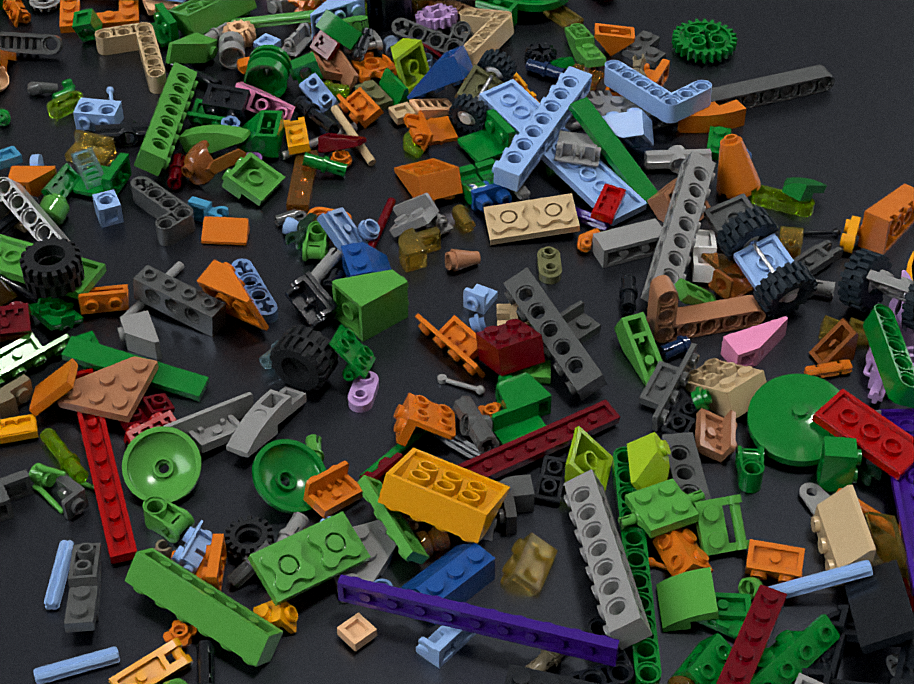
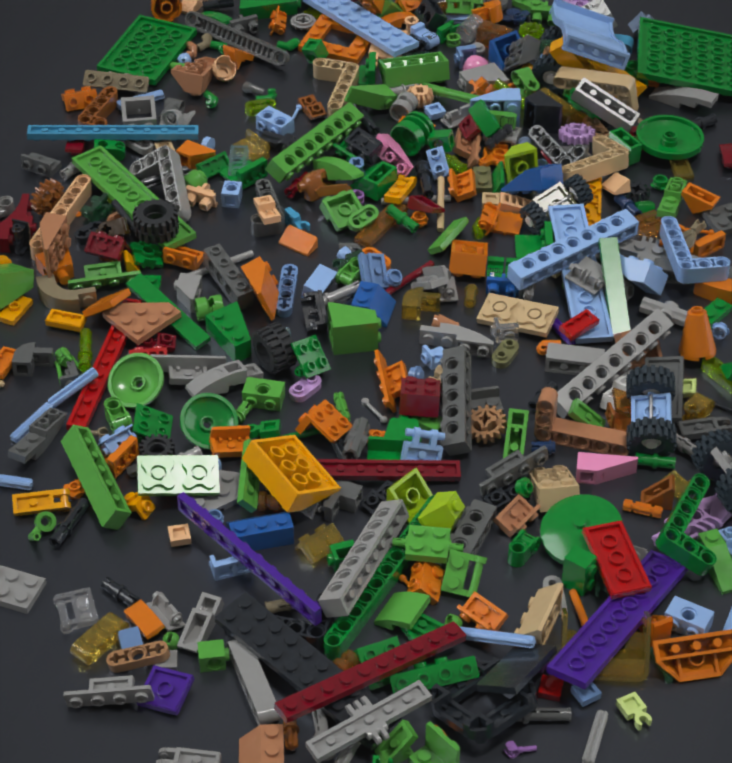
camera: 30 degrees right, 0 degrees up
(41, 332) = (129, 262): none -> light orange slope
(50, 28) = (289, 45): none -> green arm
(75, 222) = (202, 195): none -> light nougat hips
(86, 506) = (73, 387): none -> light blue axle
(126, 86) = (311, 107): none -> dark orange slope
(170, 209) = (267, 209): none -> light nougat slope
(181, 345) = (205, 306): none -> bright green wheel
(215, 508) = (151, 421): none -> green hinge
(230, 362) = (230, 331): none -> green wedge
(283, 179) = (361, 218): none -> bright green plate
(287, 267) = (319, 280): none -> light blue hinge
(325, 416) = (264, 393): none -> bright green brick
(360, 456) = (266, 429): none -> green plate
(388, 165) = (448, 235): none -> bright green tile
(411, 386) = (341, 404): none -> bright green axle
(488, 267) = (452, 336): none -> light grey slope
(522, 50) = (617, 184): none -> light nougat slope
(531, 243) = (504, 331): none -> clear bracket
(556, 36) = (660, 182): none -> green plate
(560, 406) = (422, 451): none -> light blue plate
(562, 566) = (338, 552): none -> green bracket
(600, 345) = (488, 424): none -> medium nougat gear
(798, 314) = (656, 461): none -> green pin

